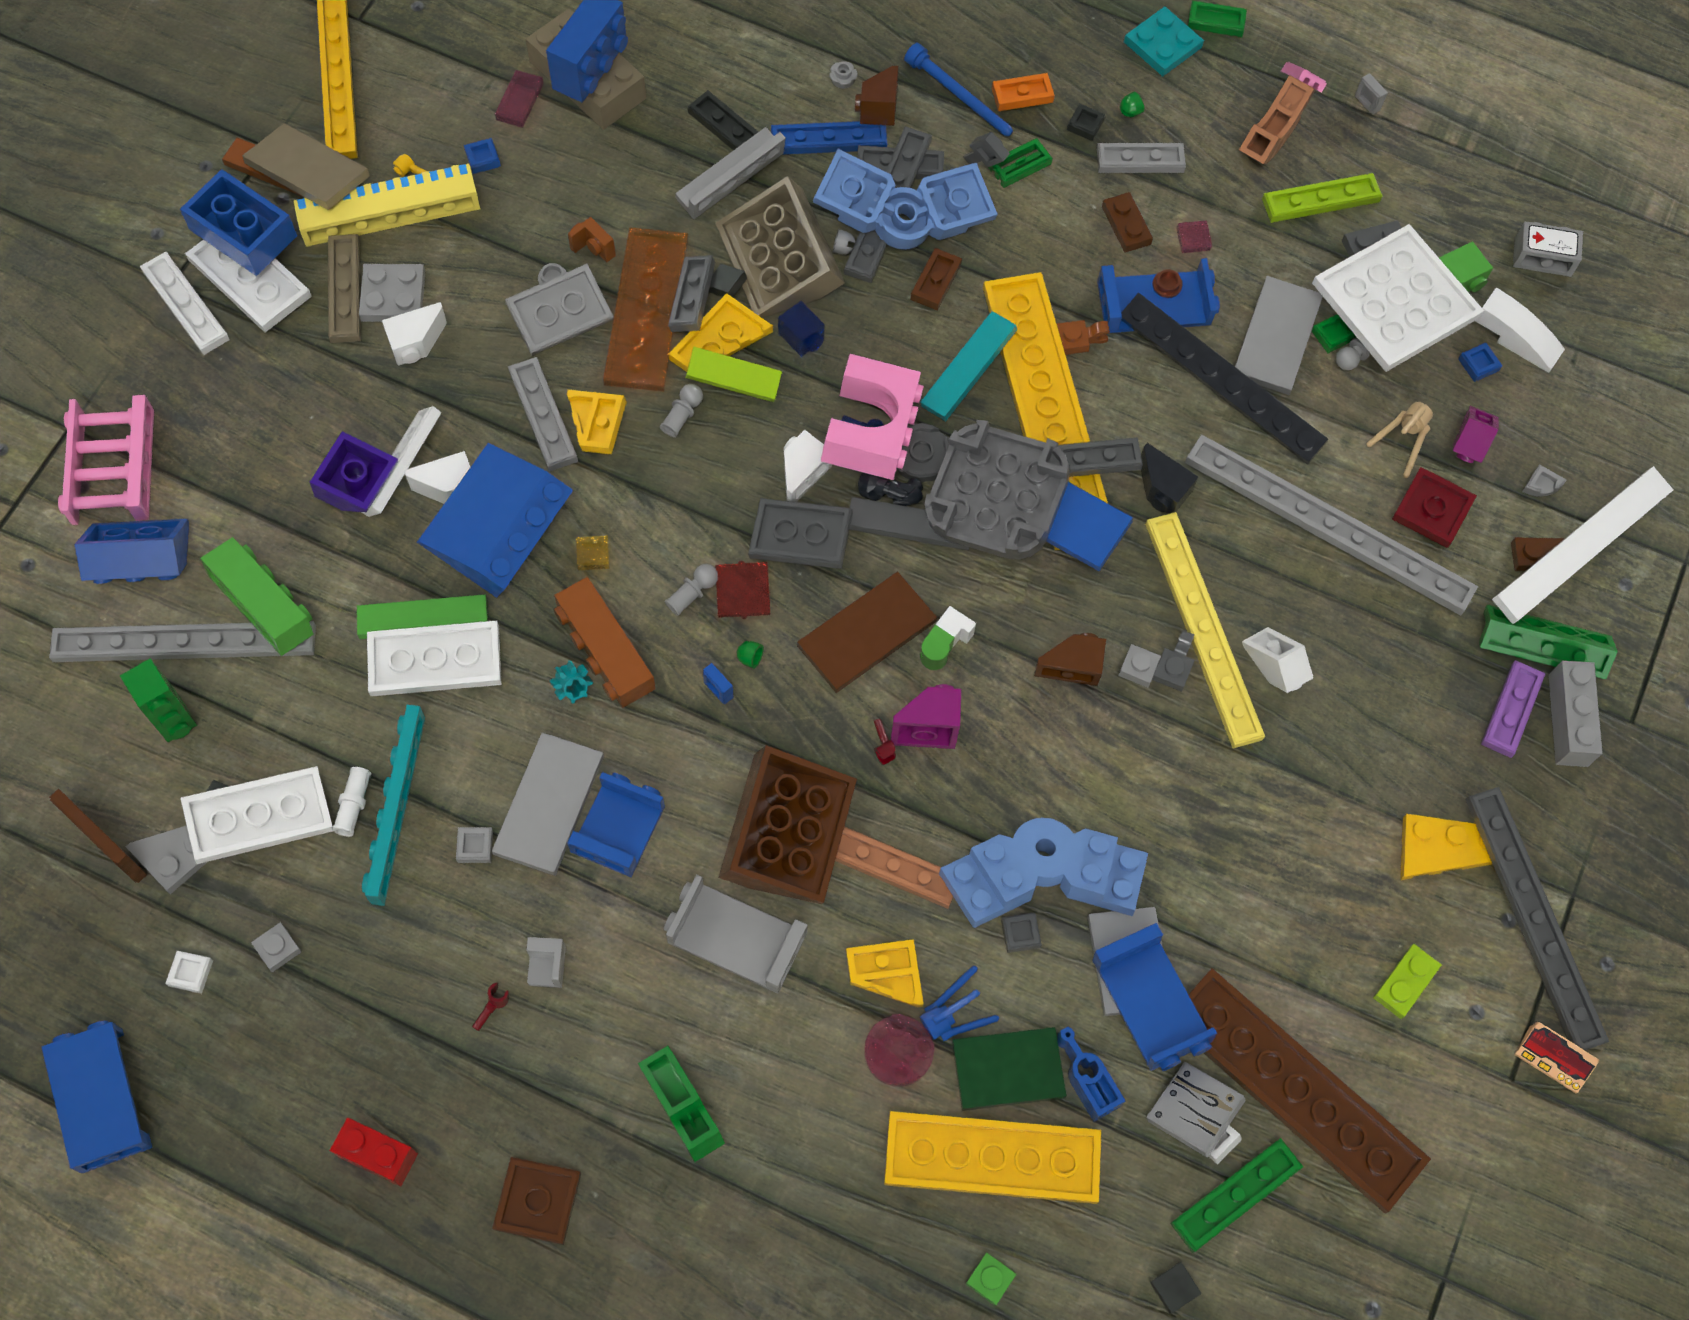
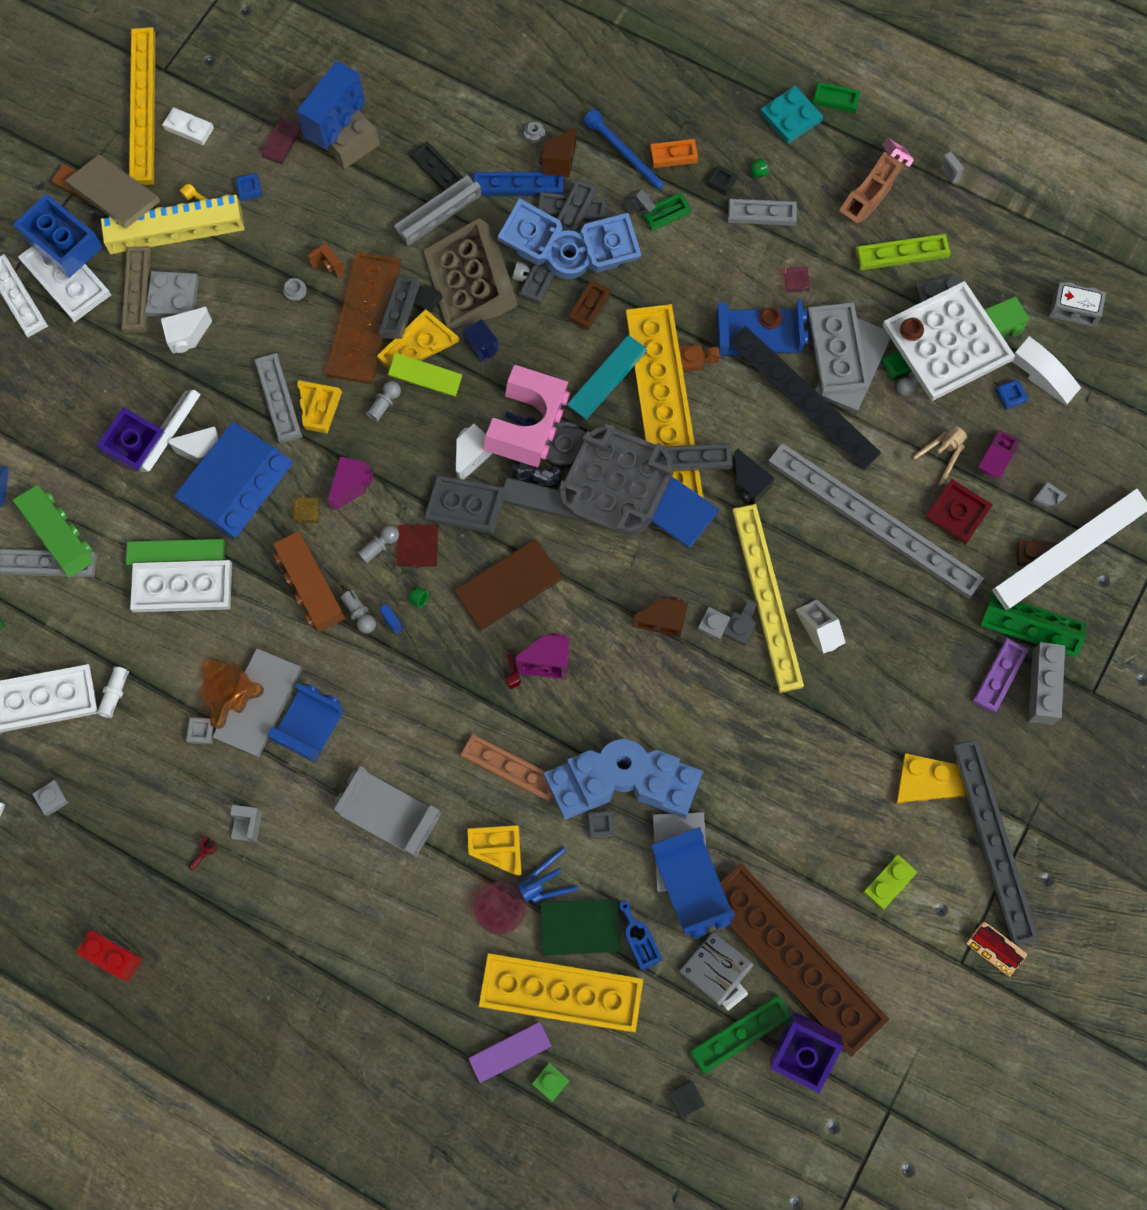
camera: 10 degrees right, 5 degrees up
(390, 819) = (140, 706): teal plate -> none
(396, 85) = (188, 126): none -> white plate
(507, 787) = (227, 689): none -> clear orange tile
(537, 1201) = (225, 999): reddish brown tile -> none
(559, 309) = (297, 315): light grey tile -> none
(571, 681) = (281, 611): teal gear -> none
(647, 512) = (349, 482): none -> magenta slope
(681, 1103) = (335, 936): green slope -> none
(684, 691) = (365, 622): none -> light grey pin
(788, 826) = (433, 733): reddish brown slope -> none
(932, 1242) = (510, 1052): none -> medium lavender tile
(944, 636) = (565, 593): leg -> none
(1127, 222) = (745, 265): reddish brown plate -> none
(1257, 316) = (838, 348): none -> light grey tile
(1330, 1210) = (806, 1052): none -> dark purple brick
(1352, 283) = (911, 329): none -> copper plate

